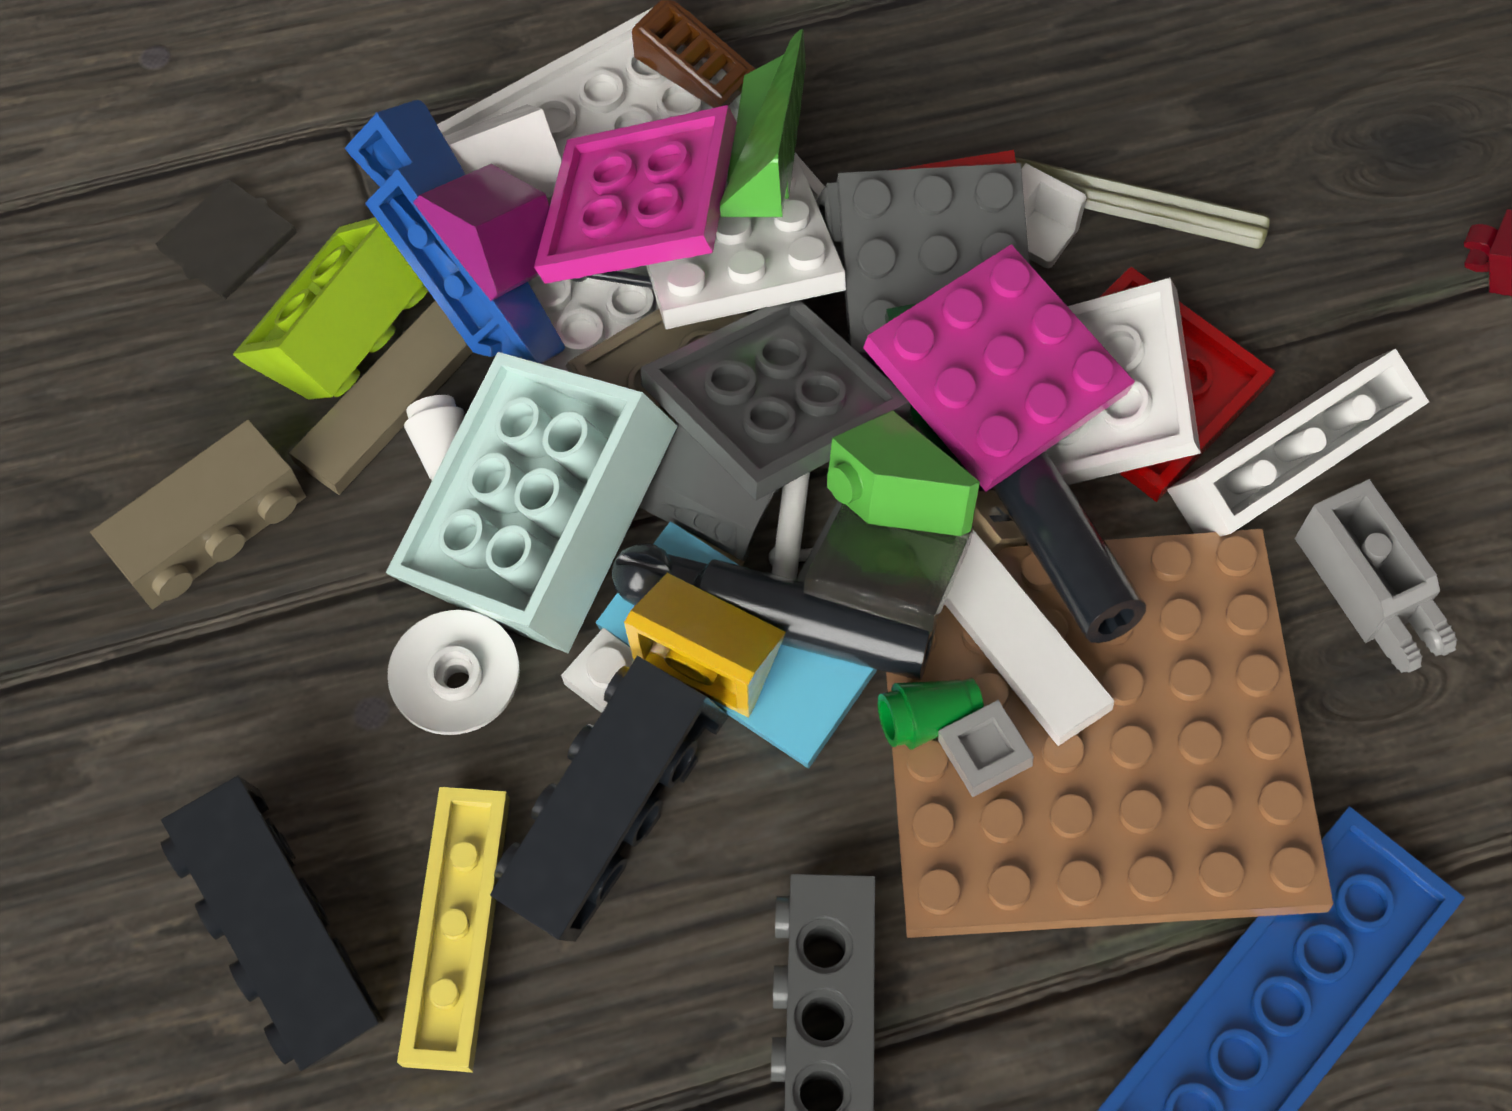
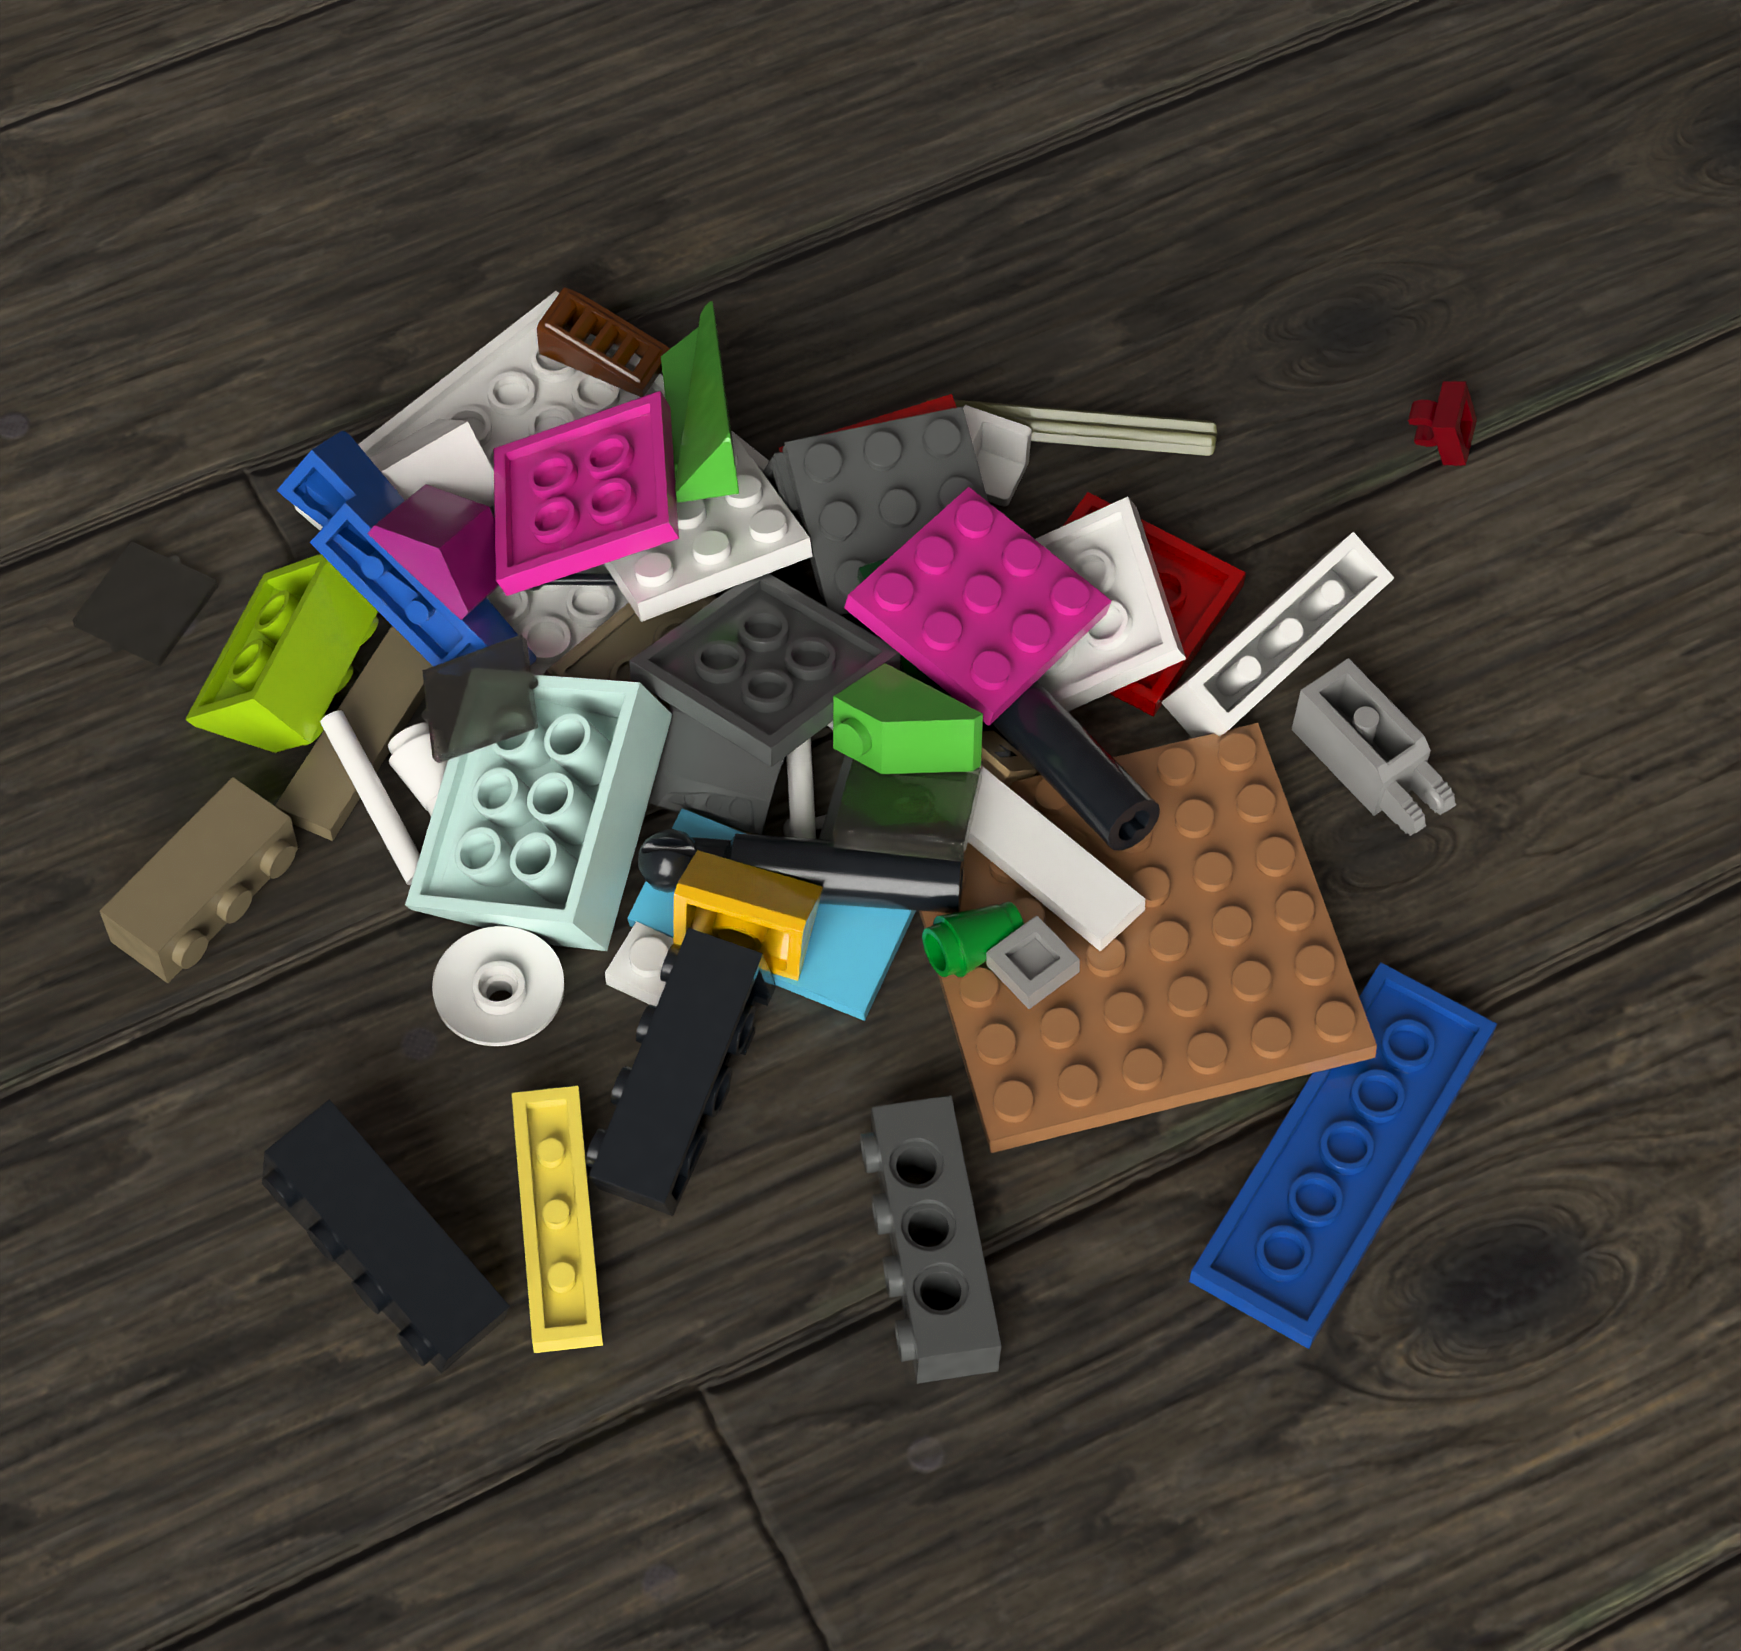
camera: 15 degrees left, 5 degrees down
(380, 454) = (372, 793): none -> white bar
(494, 381) = (480, 699): none -> clear smoke piece

